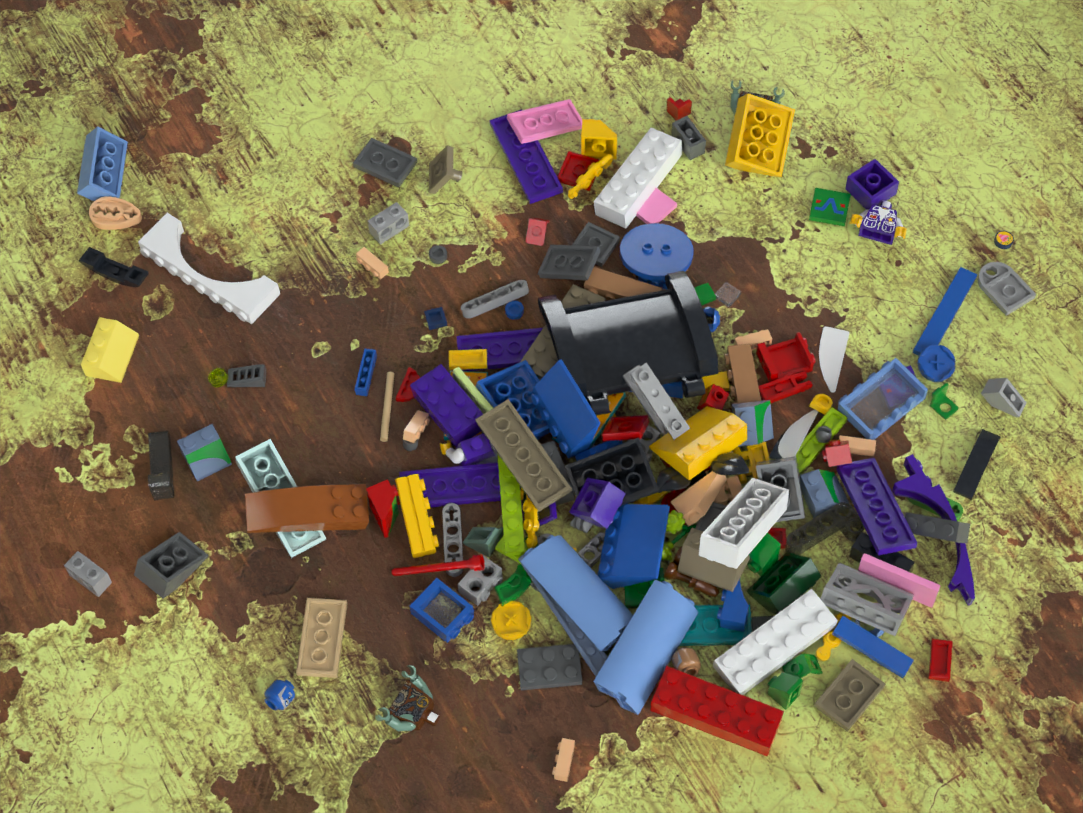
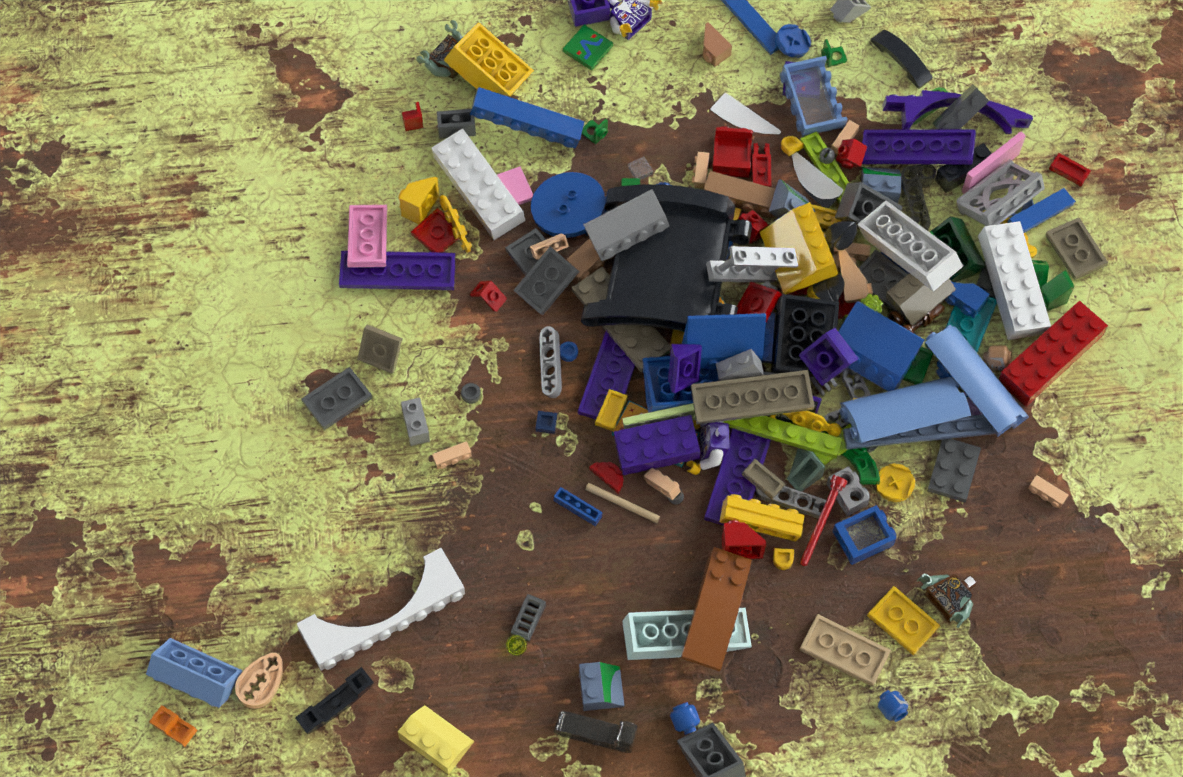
camera: 70 degrees left, 5 degrees up
(54, 173) = (173, 726): none -> orange slope
(200, 528) = (685, 718): none -> blue head
(372, 677) = (903, 620): none -> yellow tile
(390, 553) = (783, 558): none -> yellow tile
(457, 504) = (763, 479): none -> dark tan tile
(522, 385) = (684, 365): none -> dark purple slope
(549, 435) = (740, 366): none -> light grey brick
(606, 252) = (557, 243): none -> light nougat piece
(642, 289) = (626, 225): none -> light grey slope
(721, 183) = (527, 118): none -> blue brick
(745, 245) = (599, 133): none -> green bracket
(889, 301) = (715, 46): none -> nougat slope

